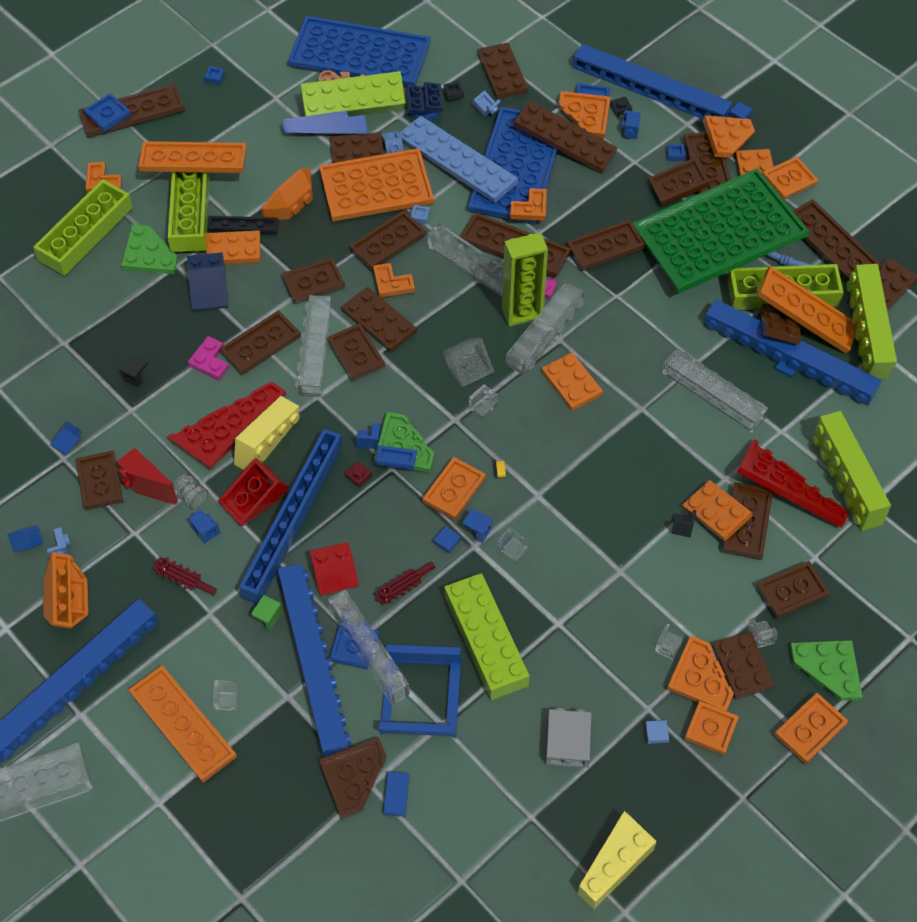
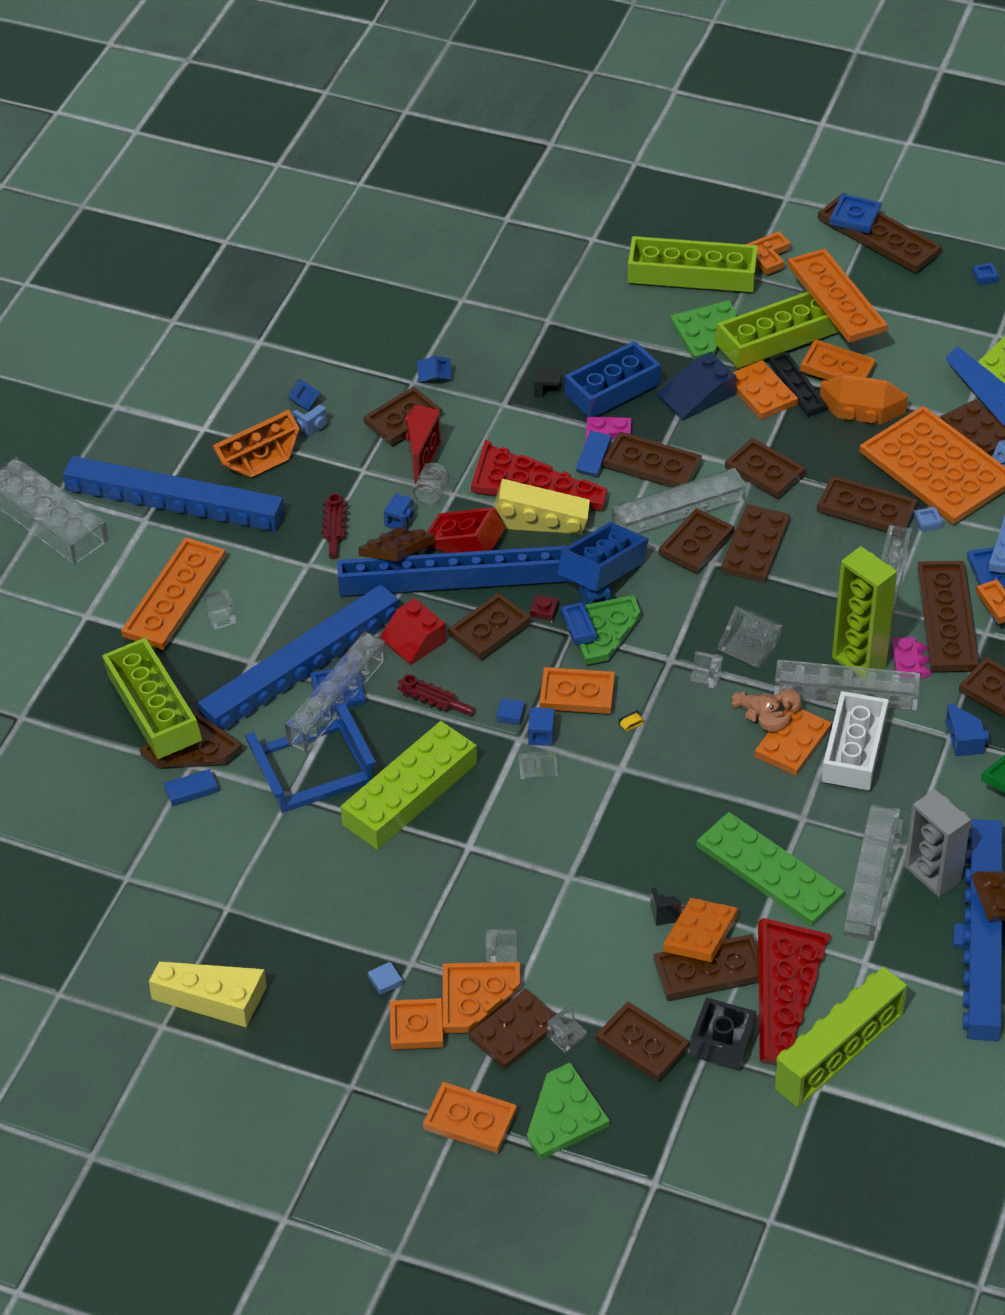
camera: 65 degrees right, 10 degrees down
(166, 328) = (612, 379): none -> blue brick
(230, 374) = (593, 453): none -> blue tile
(244, 193) = (832, 361): none -> orange plate
(244, 540) = (396, 544): none -> reddish brown plate
(267, 611) = (329, 600): bright green panel -> none
(299, 783) = (152, 698): none -> lime brick
(348, 411) = (602, 556): none -> blue brick
(357, 516) = (489, 626): none -> reddish brown plate
(390, 285) = (808, 531): orange plate -> none
(539, 381) = (766, 707): none -> nougat animal
(568, 738) = (329, 897): light grey panel -> none
(601, 345) = (855, 740): none -> white brick
(622, 283) = (965, 732): none -> blue slope
(677, 447) = (770, 869): none -> bright green plate
(731, 337) = (937, 842): none -> light grey brick
(814, 537) = (722, 1033): none -> black brick

